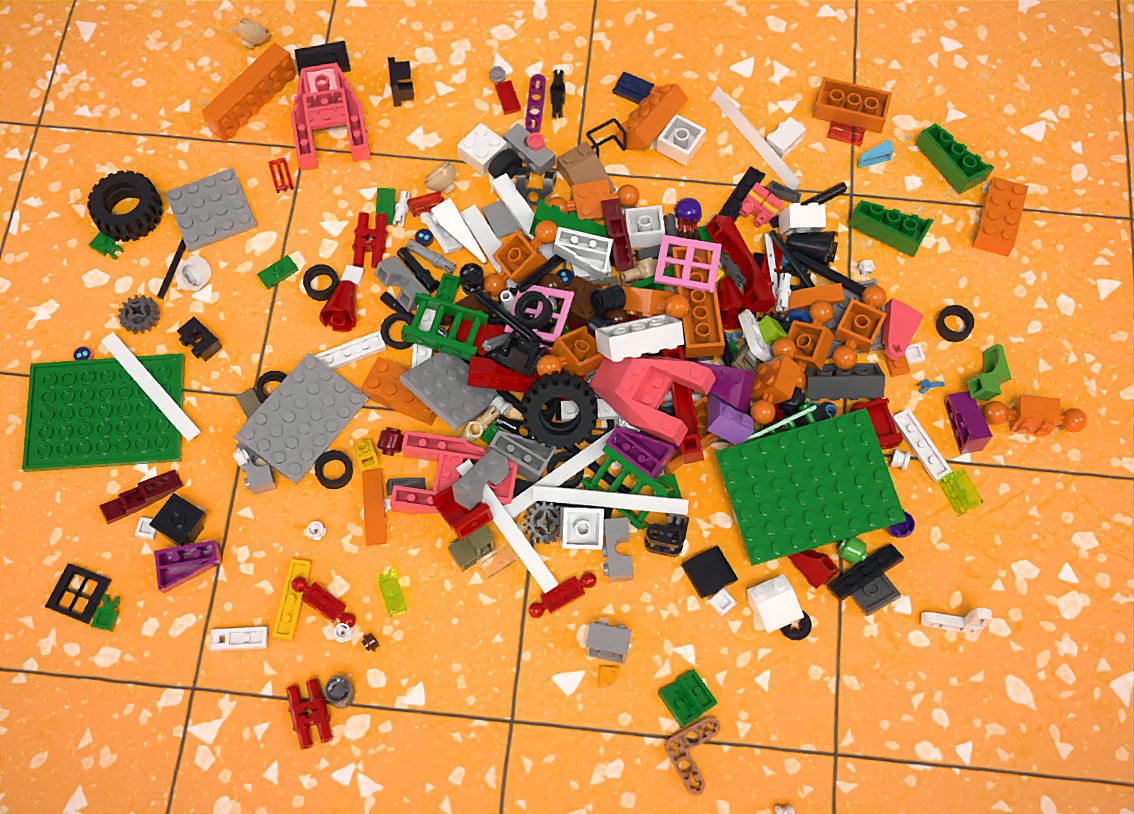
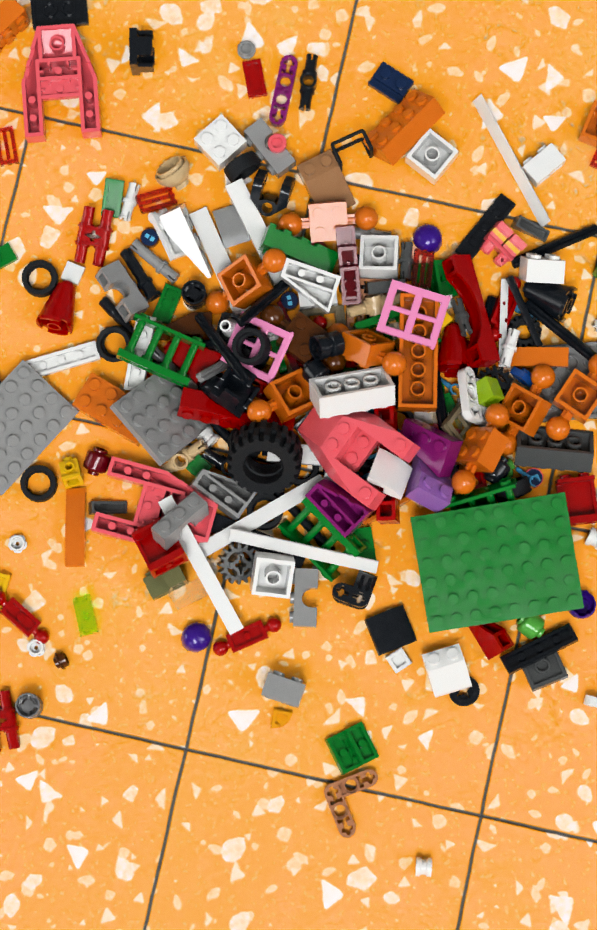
camera: 10 degrees right, 15 degrees up
(509, 602) = (196, 637): none -> dark purple hair
(688, 407) = (390, 473): none -> white slope

